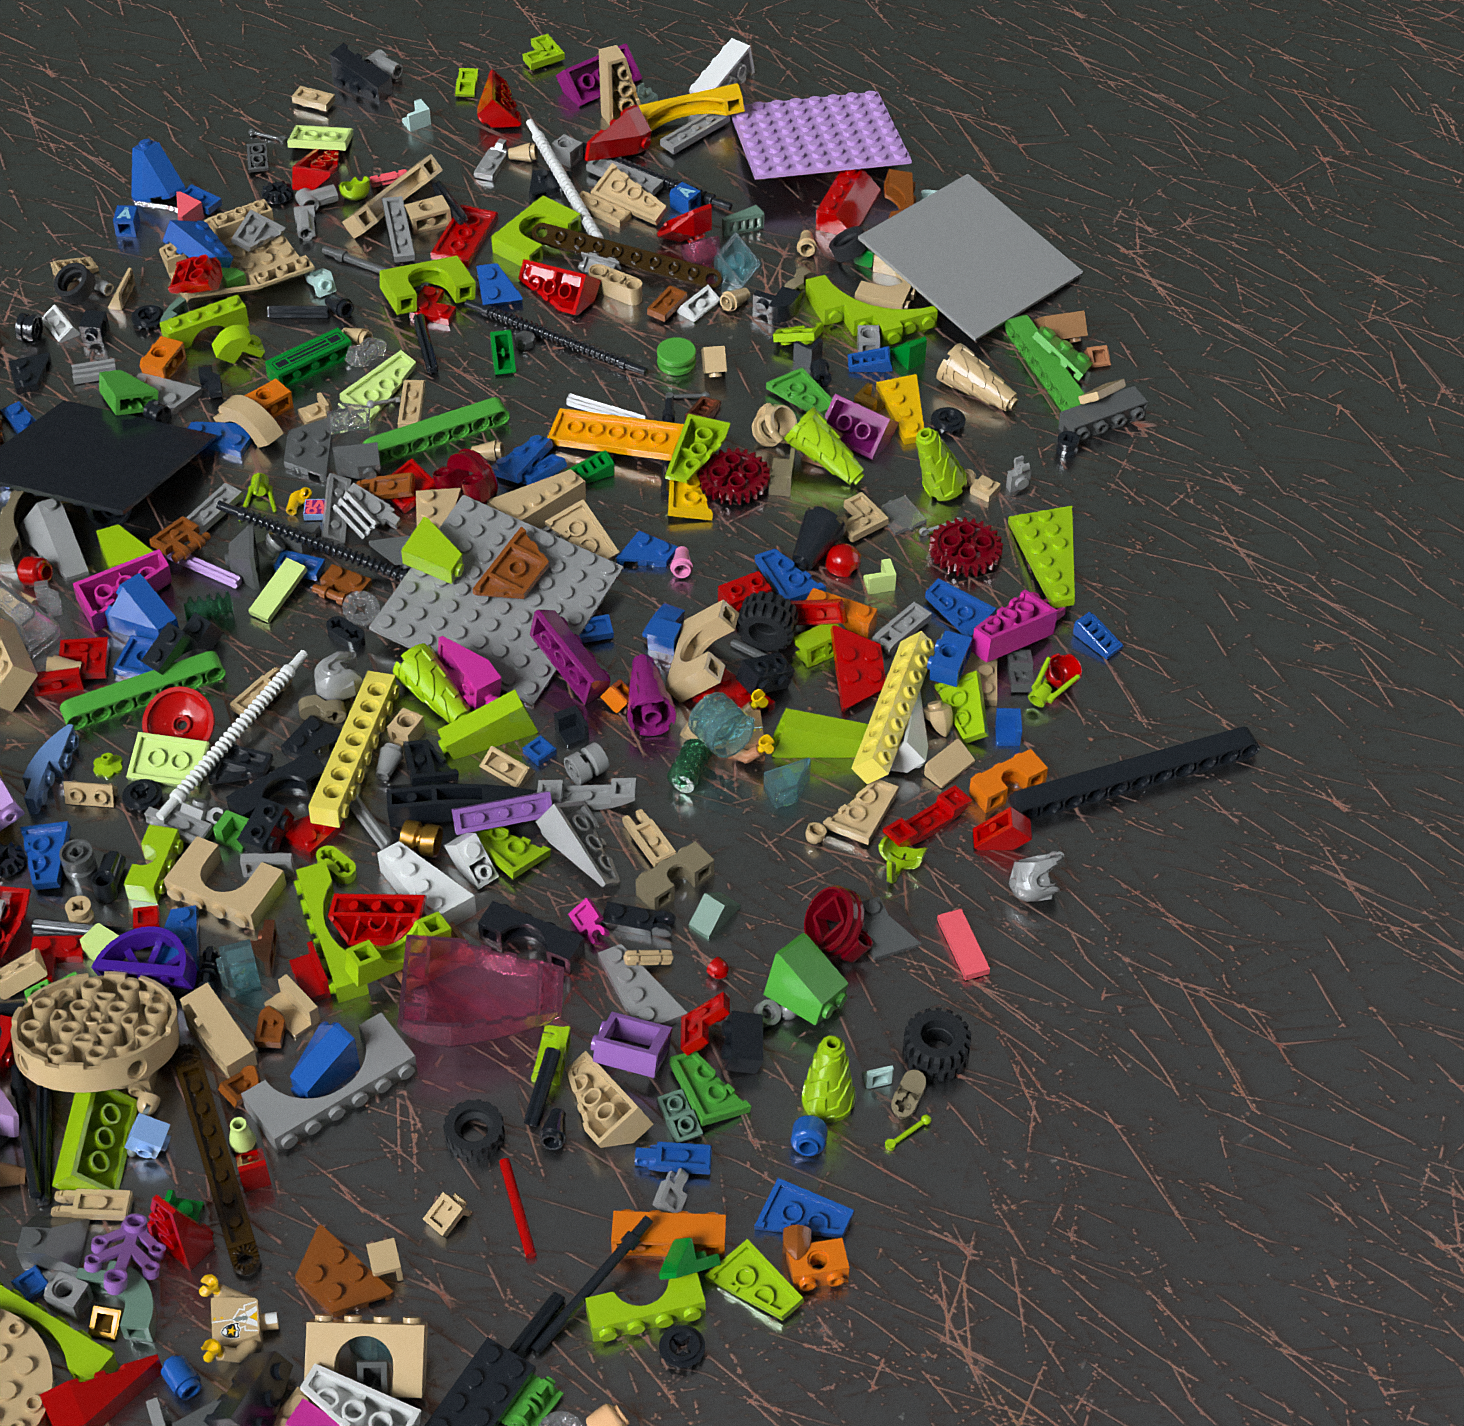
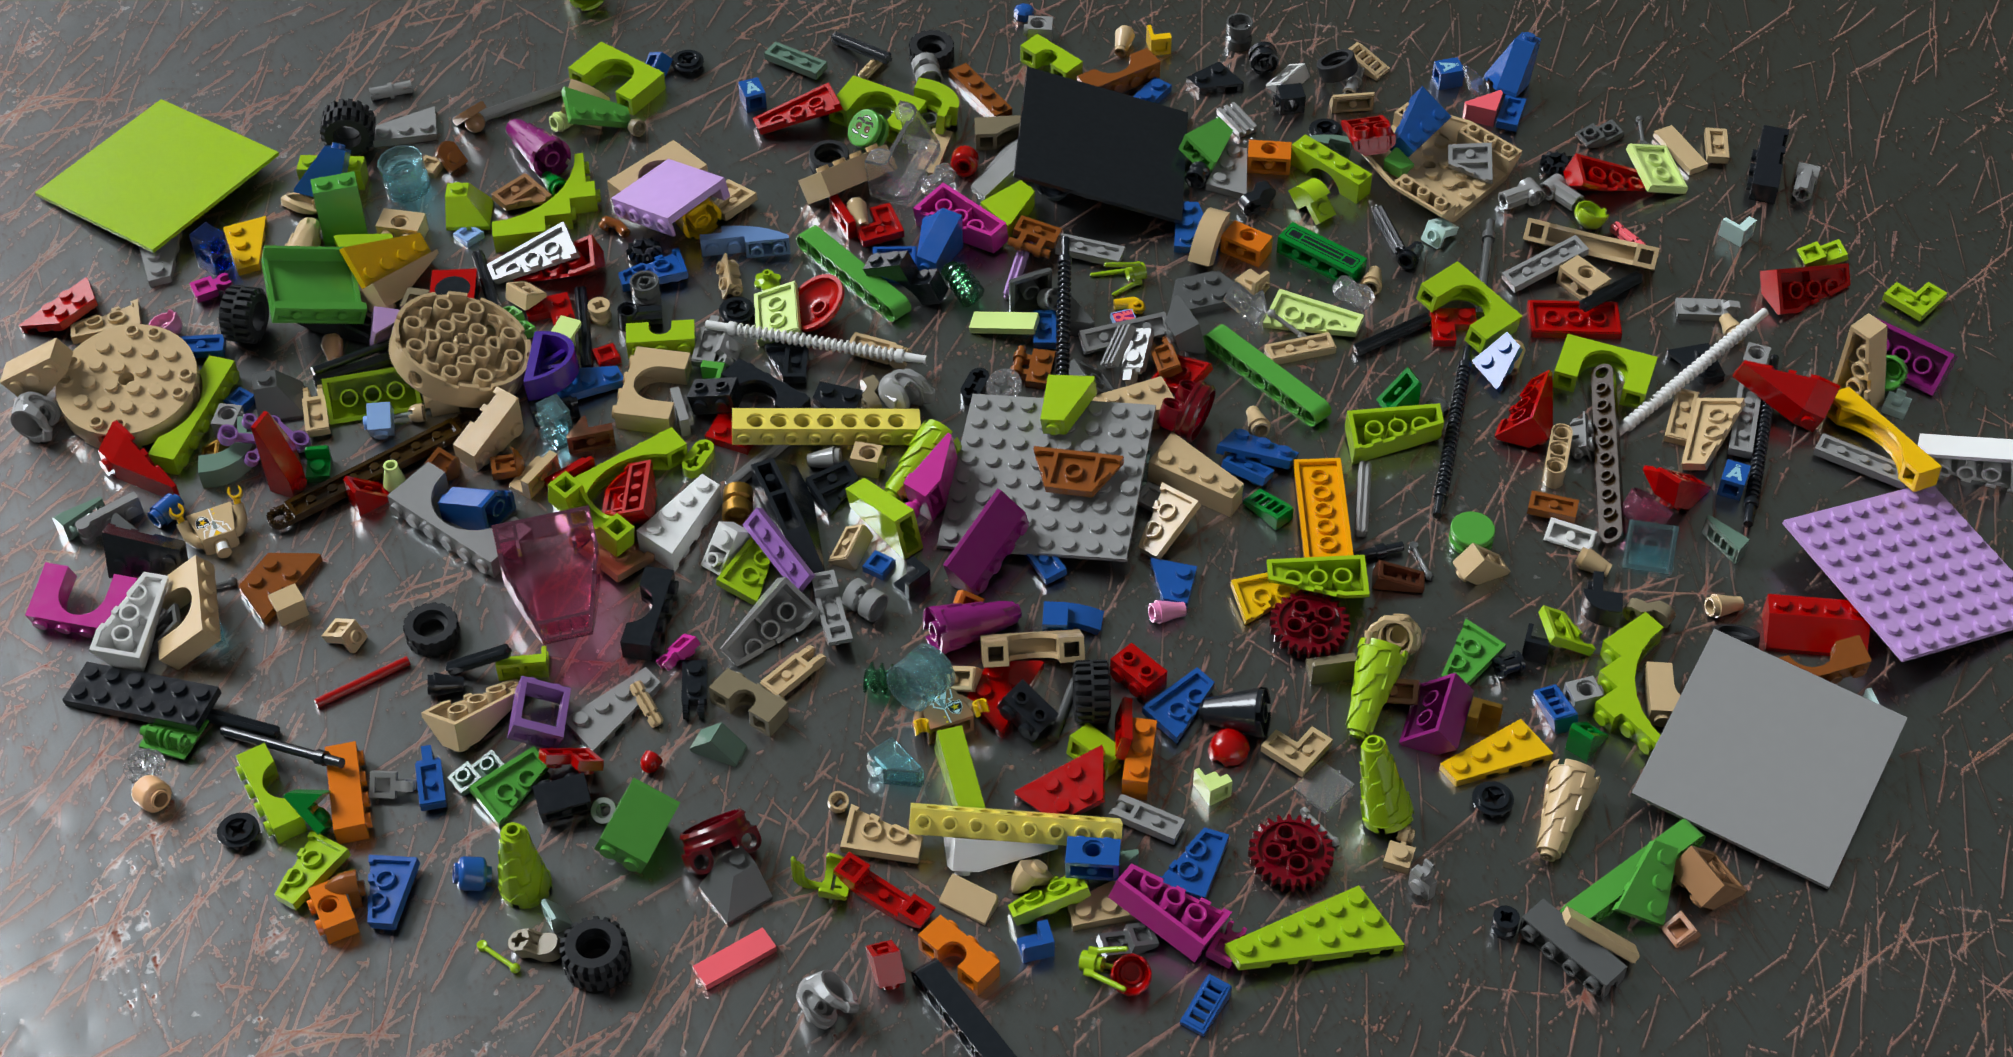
camera: 75 degrees right, 0 degrees up
(288, 121) = (1680, 150): none -> tan tile
(543, 372) = (1391, 429): none -> lime wedge

